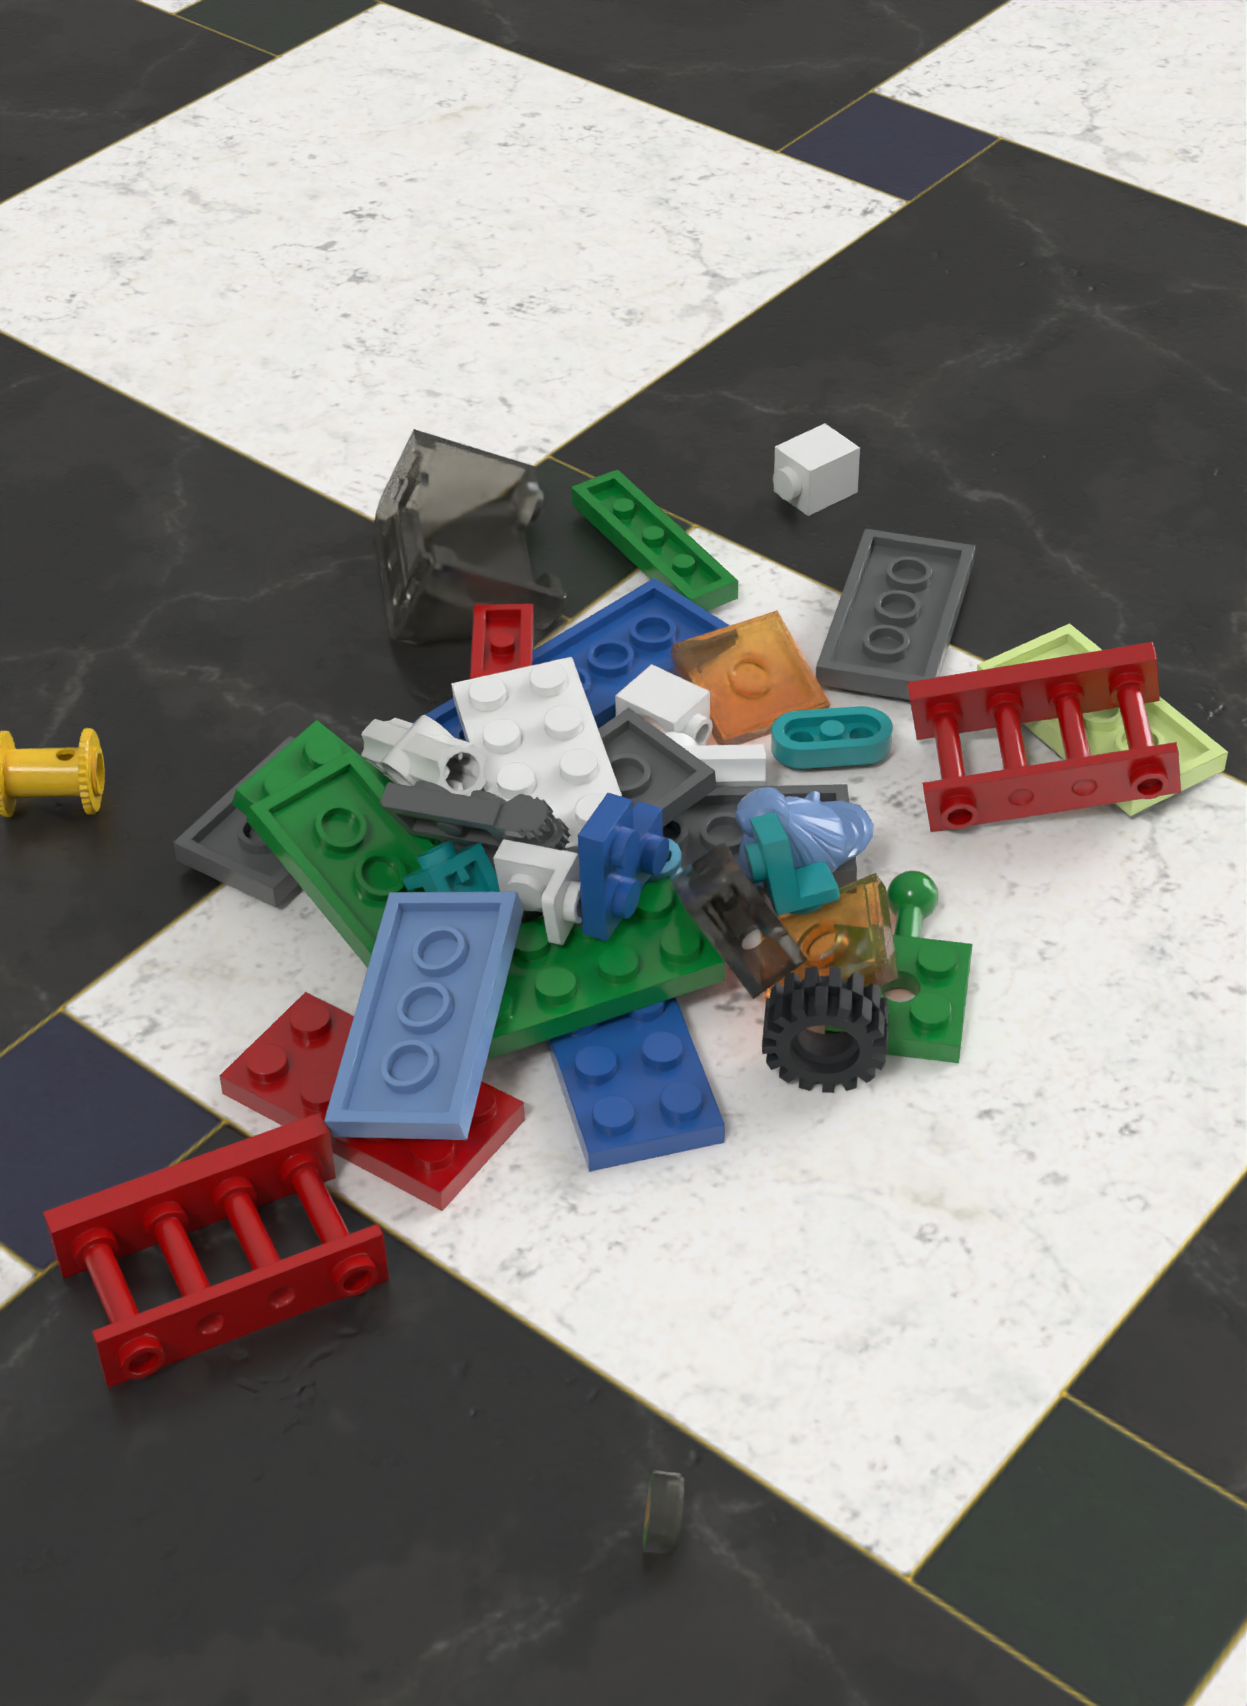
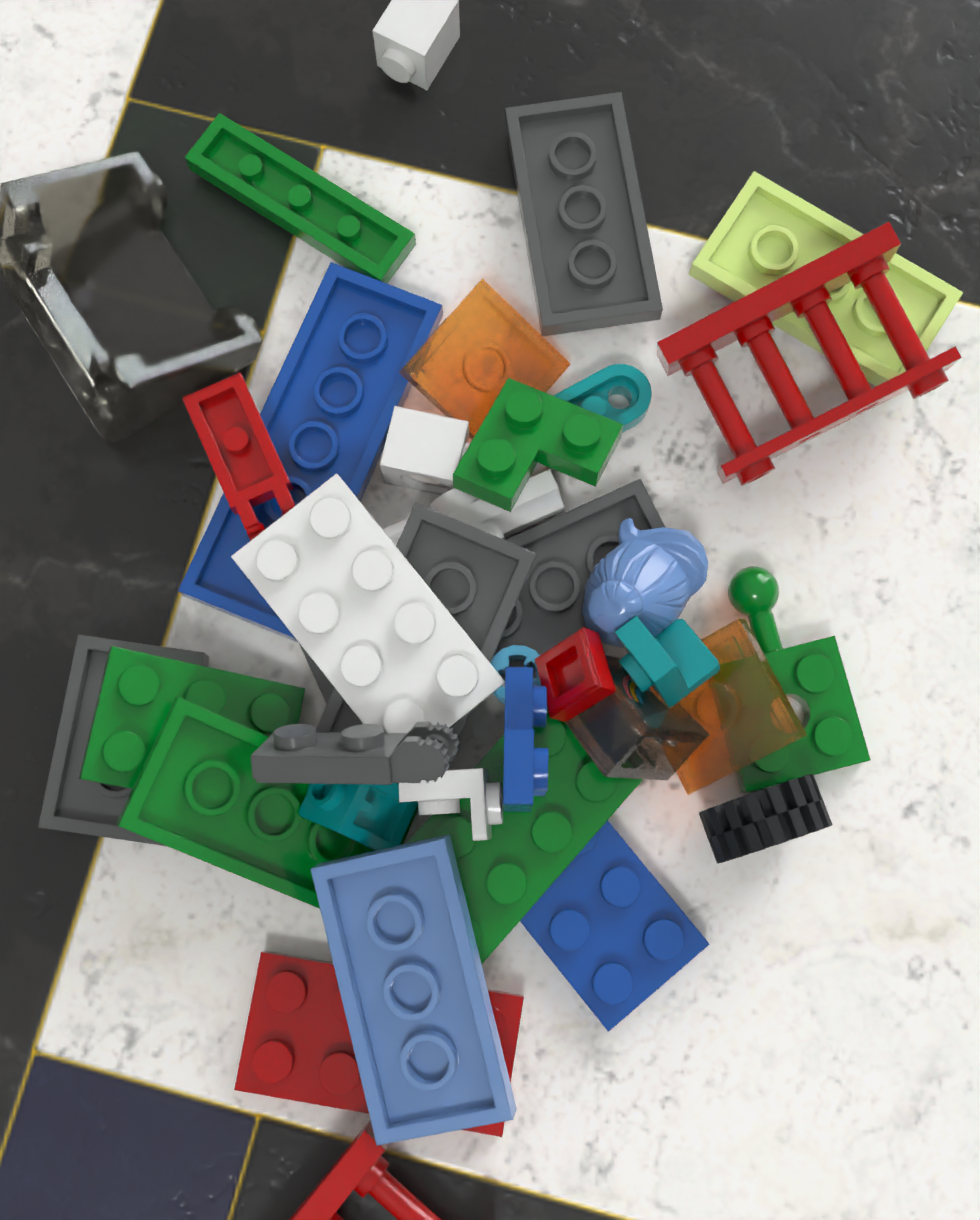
camera: 25 degrees left, 35 degrees up
(423, 754) = (247, 656): white piece -> none
(699, 847) = (575, 674): none -> red tile
(761, 712) = (528, 430): none -> green plate

